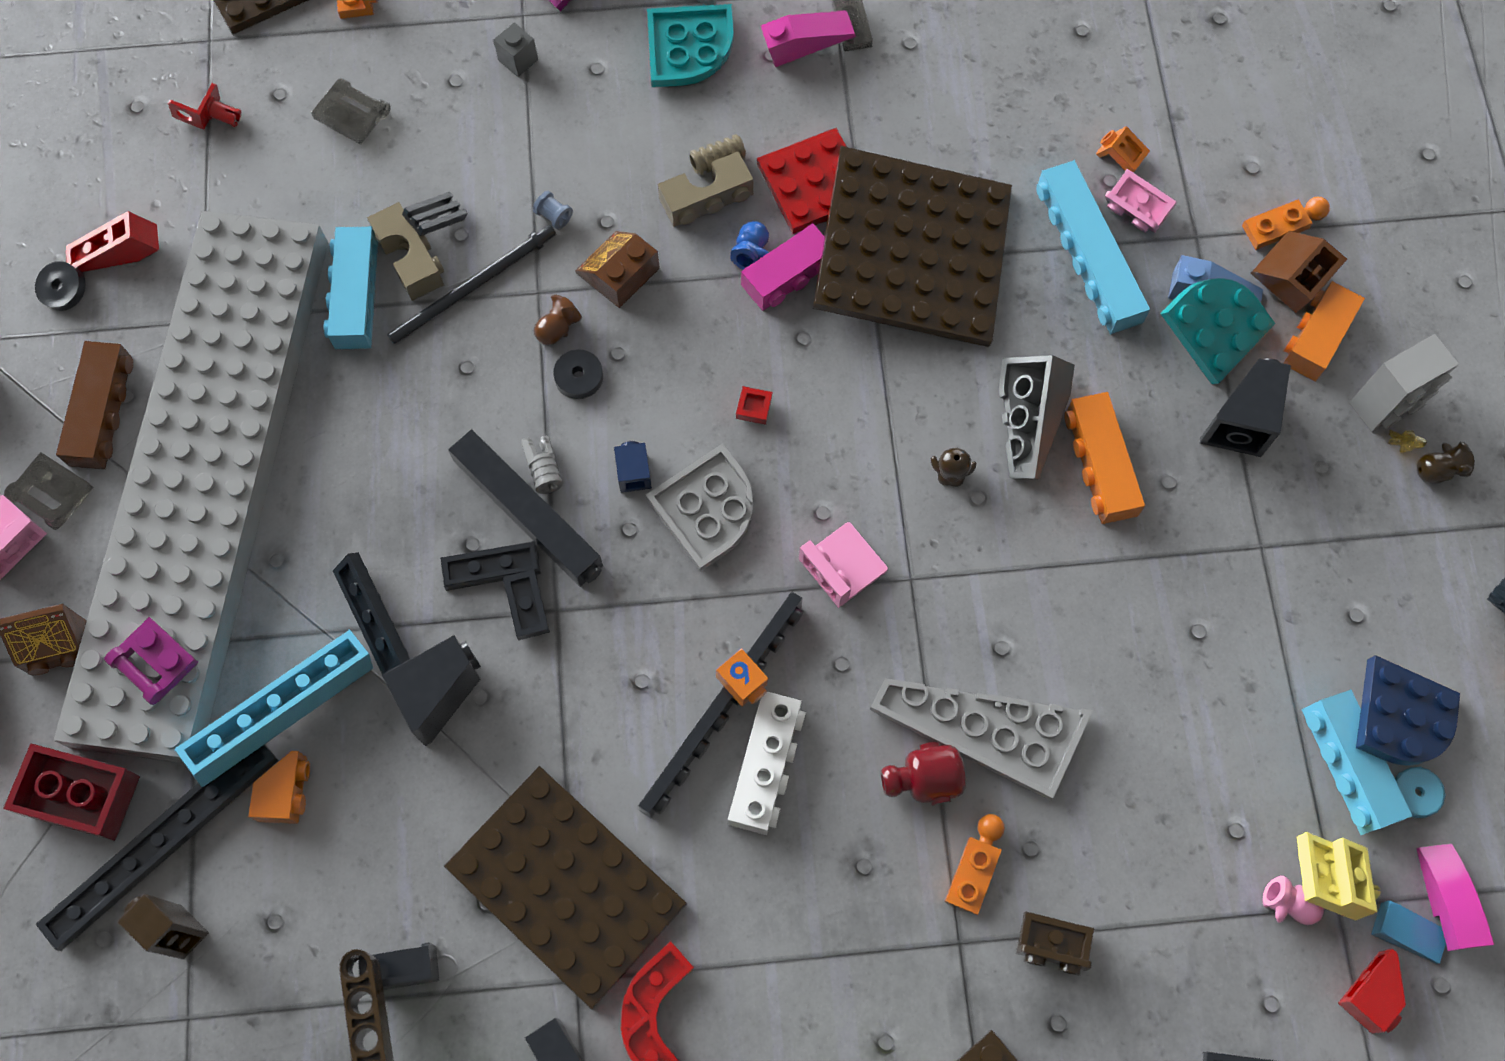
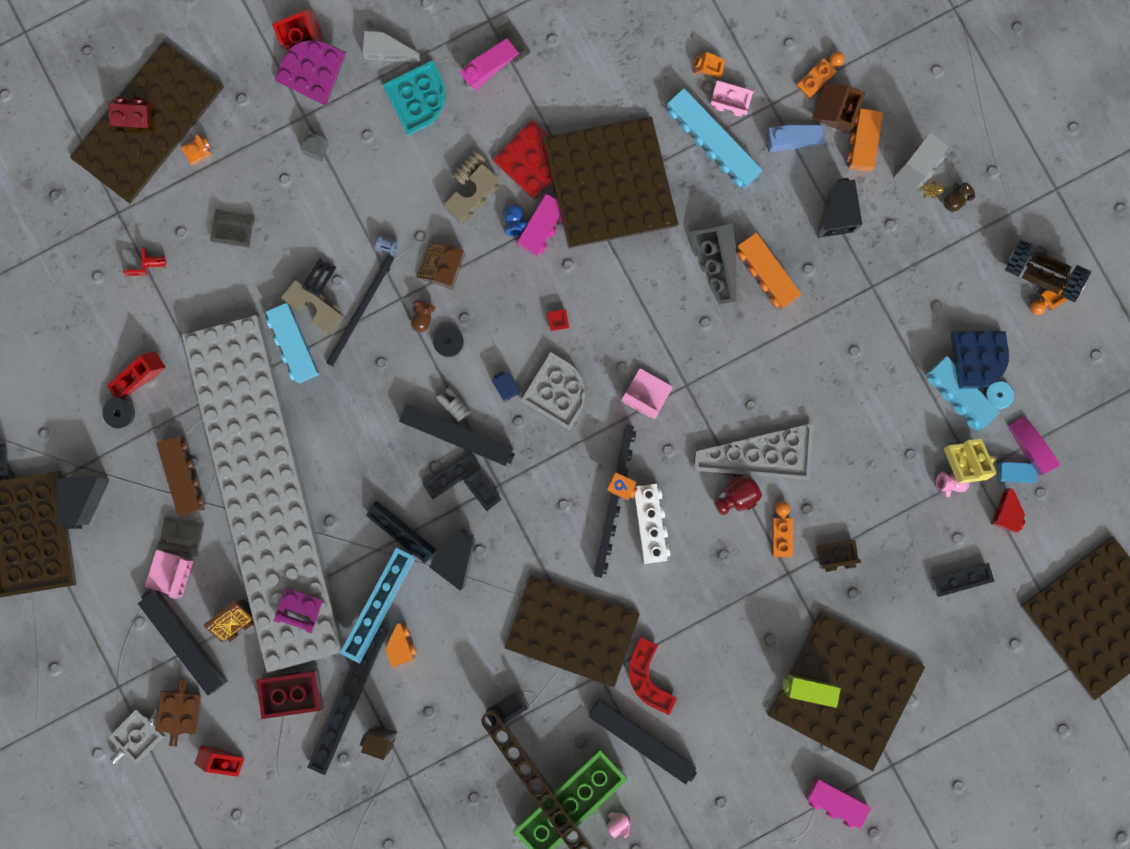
camera: 20 degrees left, 15 degrees up
(953, 466) = (682, 314): dark brown animal -> none
(1217, 324) = (804, 162): teal plate -> none

